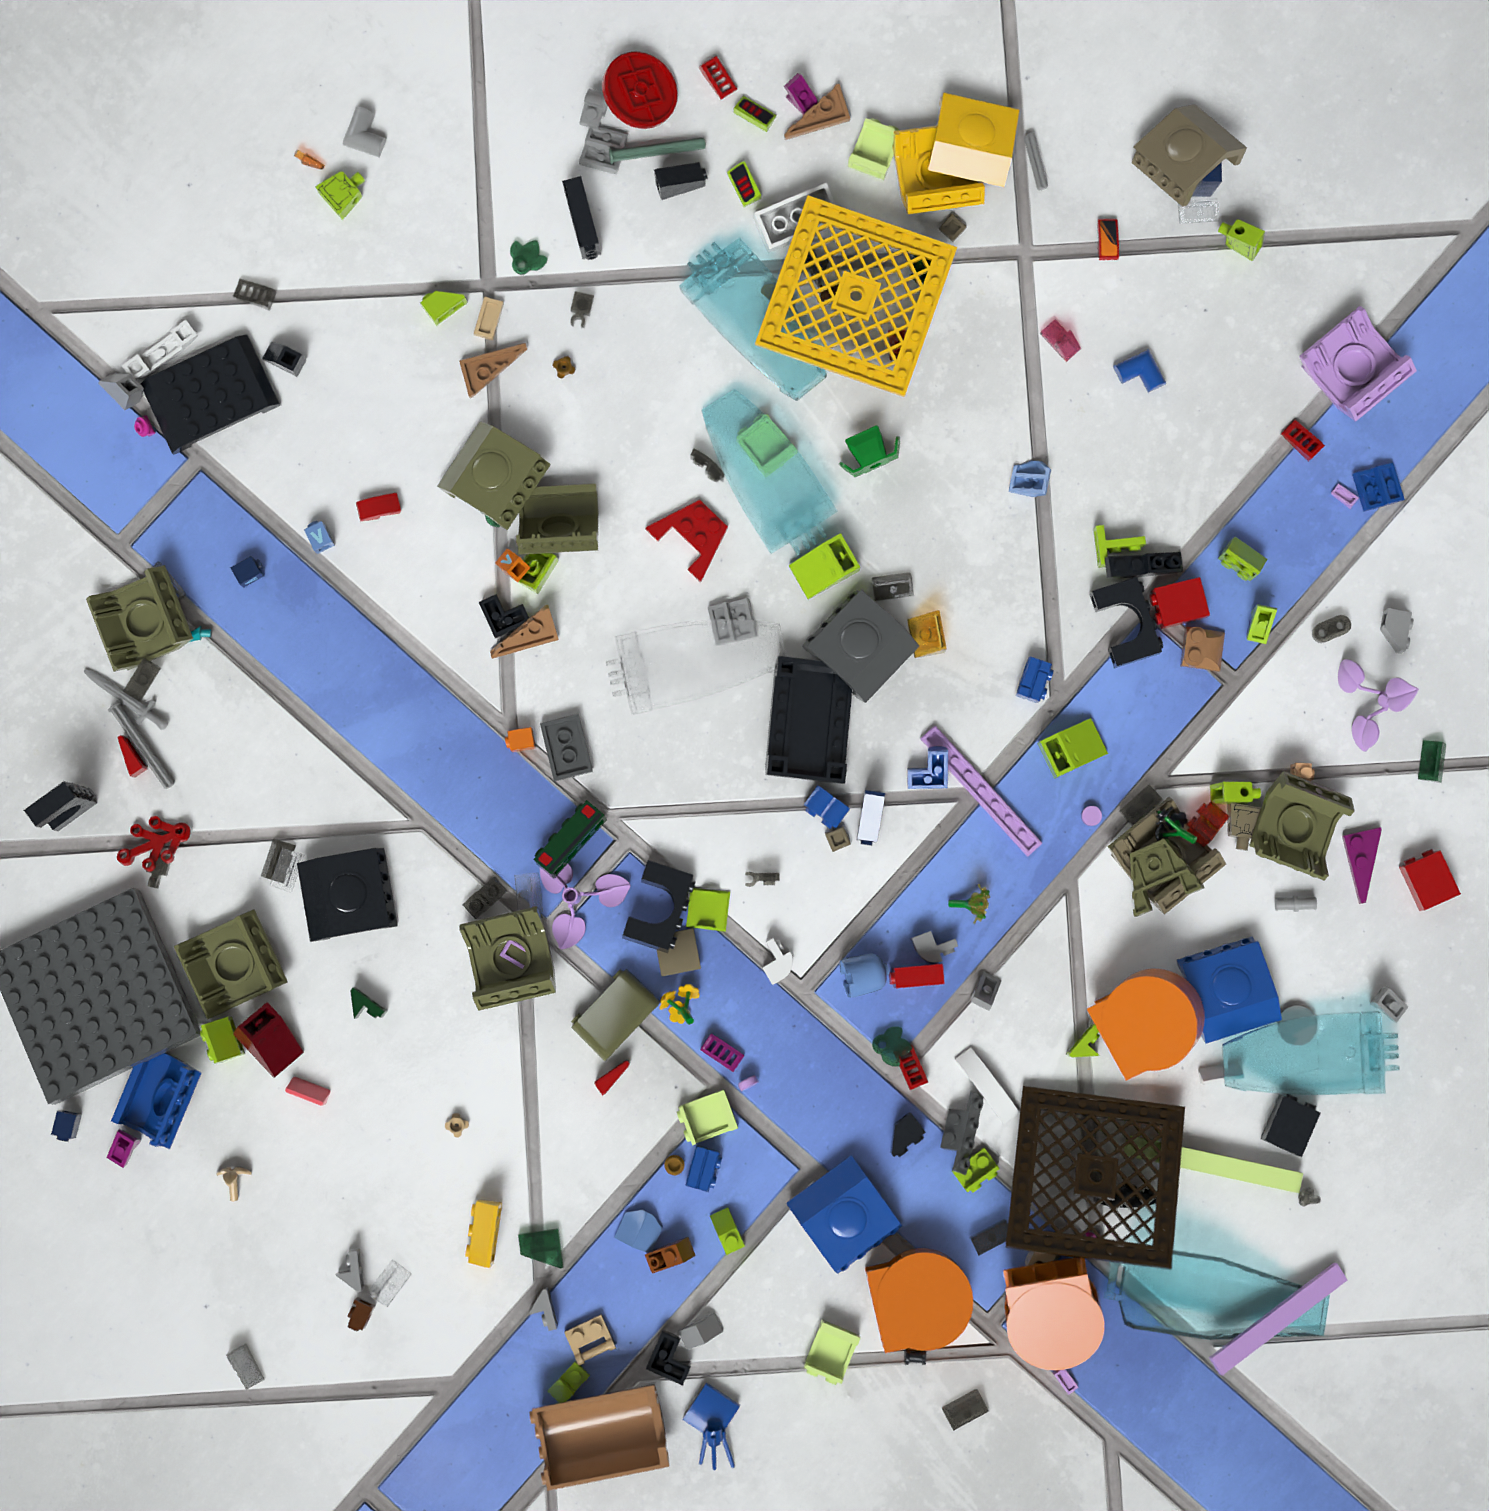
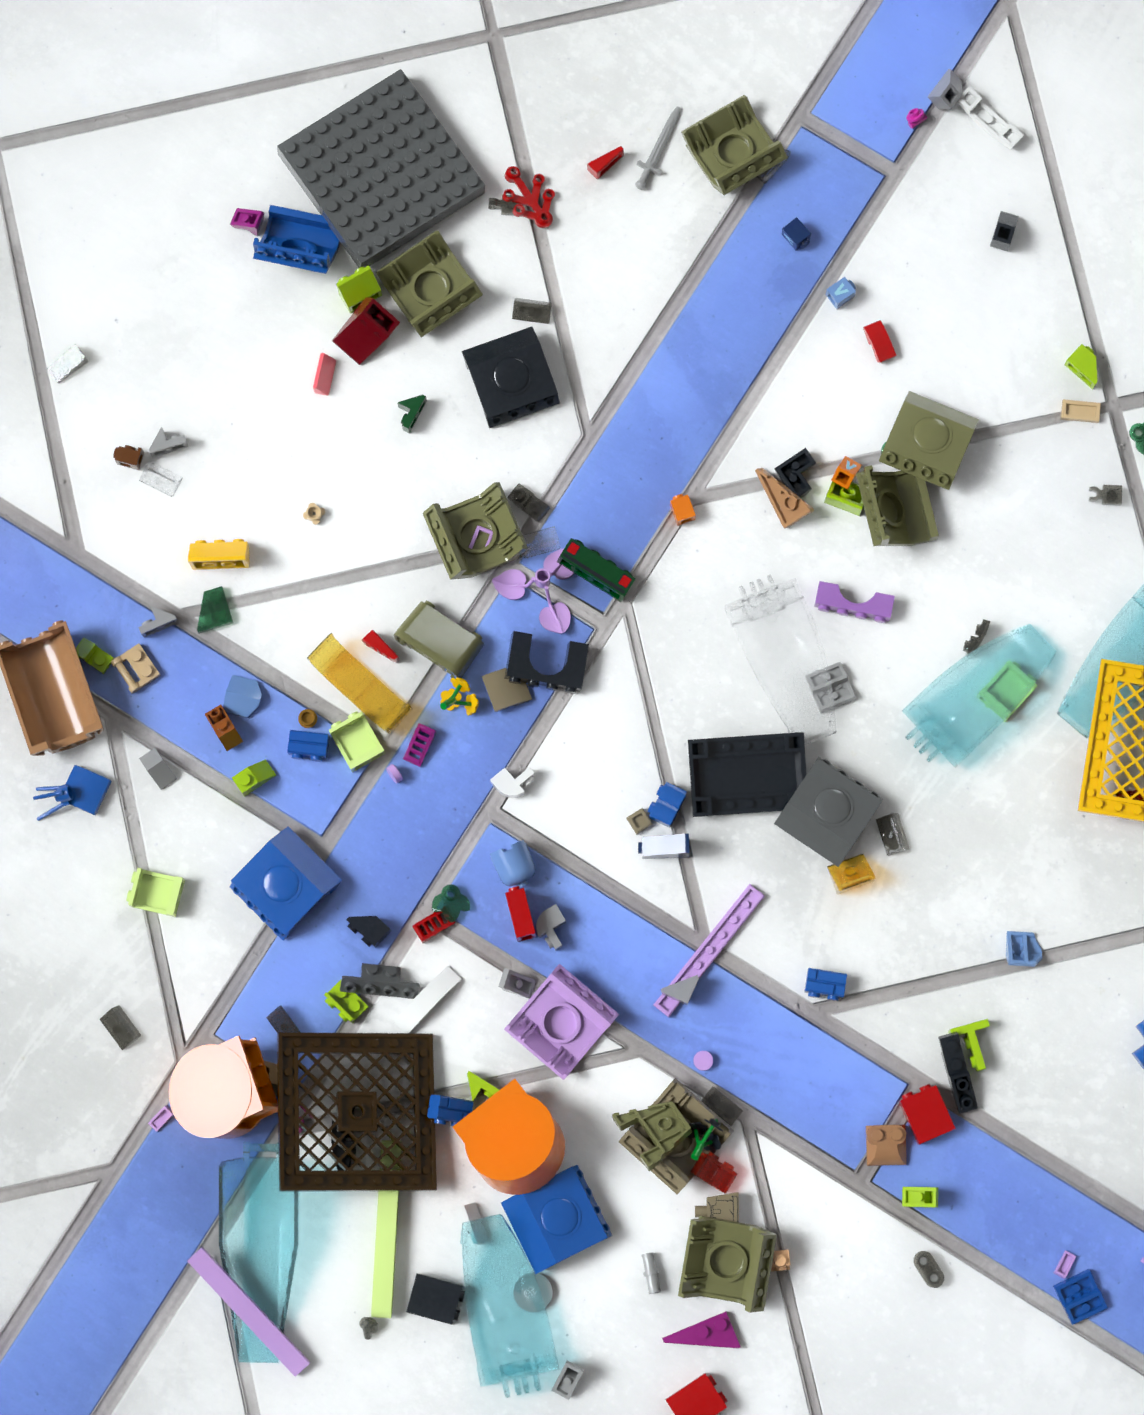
camera: 85 degrees right, 5 degrees down
(61, 806) = (548, 107): black arch -> none
(66, 1125) = (260, 167): dark blue brick -> none
(141, 745) = (618, 169): light grey axle -> none
(142, 679) = (678, 159): clear smoke plate -> none
(198, 633) = (730, 201): teal bar -> none
(209, 393) = (959, 170): black slope -> none
(230, 1178) = (235, 318): tan plant -> none
(269, 298) = (1061, 207): clear smoke slope -> none
(286, 870) = (523, 318): clear slope -> none
(482, 369) = (1031, 415): medium nougat wing -> none
(565, 361) = (1047, 493): pearl gold plate -> none
(566, 747) = (682, 552): dark grey plate -> none
(639, 605) = (830, 598): none -> medium lavender arch
(649, 1104) = (358, 684): none -> clear yellow windscreen
(662, 1359) = (127, 736): black brick -> none
(699, 528) = (914, 642): red wing -> none
(708, 909) = (552, 710): lime piece -> none
(767, 878) = (589, 761): clear smoke plate -> none
(824, 566) = (899, 765): lime slope -> none
(869, 451) = (1021, 788): green piece -> none
(914, 1356) = (163, 970): black bush -> none
(920, 1300) = (216, 964): orange brick -> none
(935, 775) = (717, 902): brick -> none
(975, 904) = (598, 959): clear yellow plant -> none
(1020, 824) = (681, 990): none -> light grey slope
(1032, 953) = (561, 1021): none -> lavender panel
(1072, 748) = (765, 1031): lime slope -> none
(1105, 1081) = (448, 1109): none -> blue brick
(1130, 594) = (926, 1063): black arch -> none
(1233, 792) = (748, 1187): lime torso -> none
(1242, 559) = (982, 1168): lime slope -> none
(1308, 455) = (1104, 1227): red slope -> none
(1396, 627) = (941, 1333): light grey slope -> none
(1397, 698) = (869, 1336): lavender plant -> none
(1432, 761) = (815, 1391): clear green slope -> none

